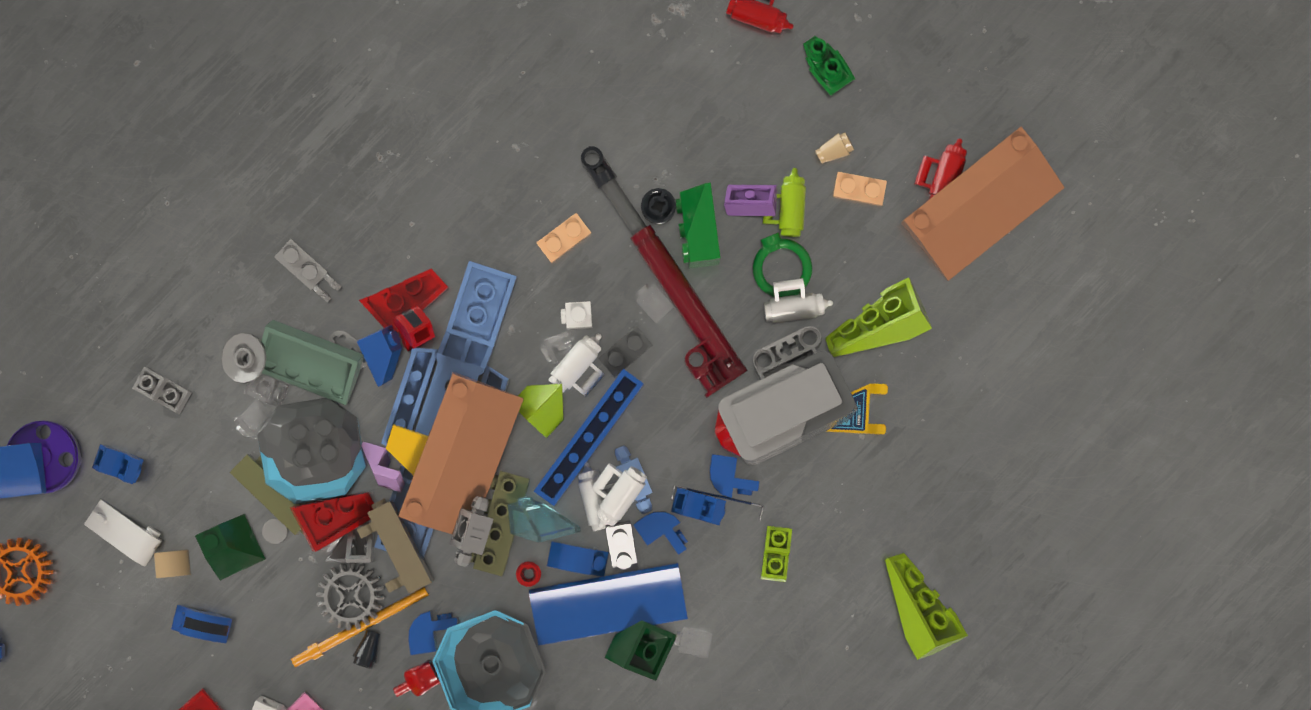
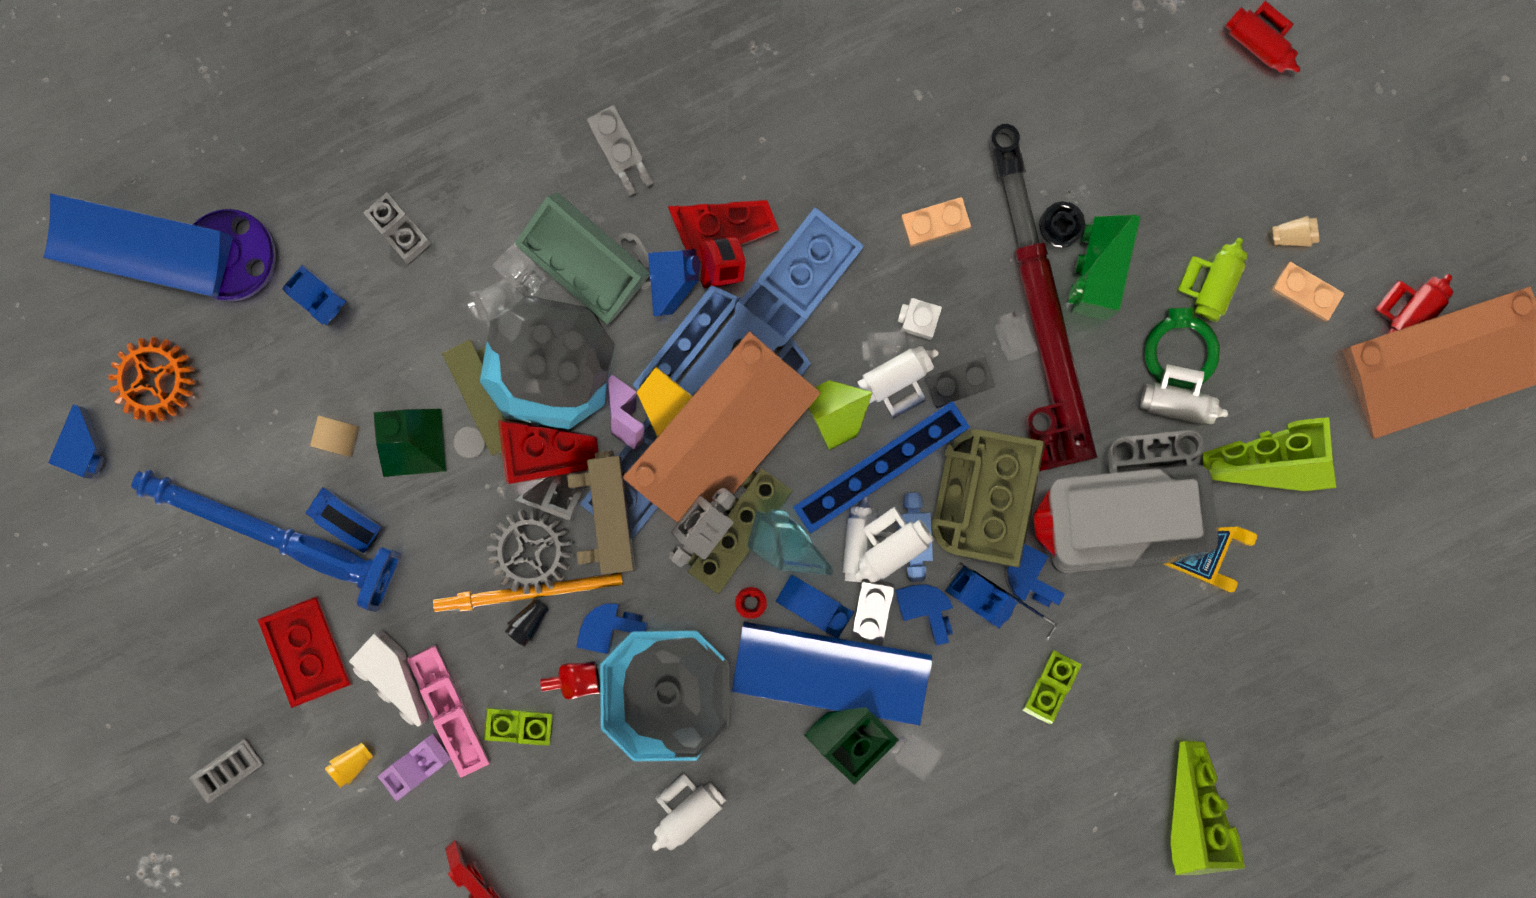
camera: 25 degrees right, 0 degrees up
(123, 533) = (291, 380): white door -> none
(198, 657) = (323, 556): none -> blue piece
(235, 355) = (498, 218): light grey dish -> none
(675, 429) = (987, 496): none -> olive plate
(751, 200) = (1174, 258): medium lavender slope -> none
(827, 65) = (1323, 130): green connector -> none

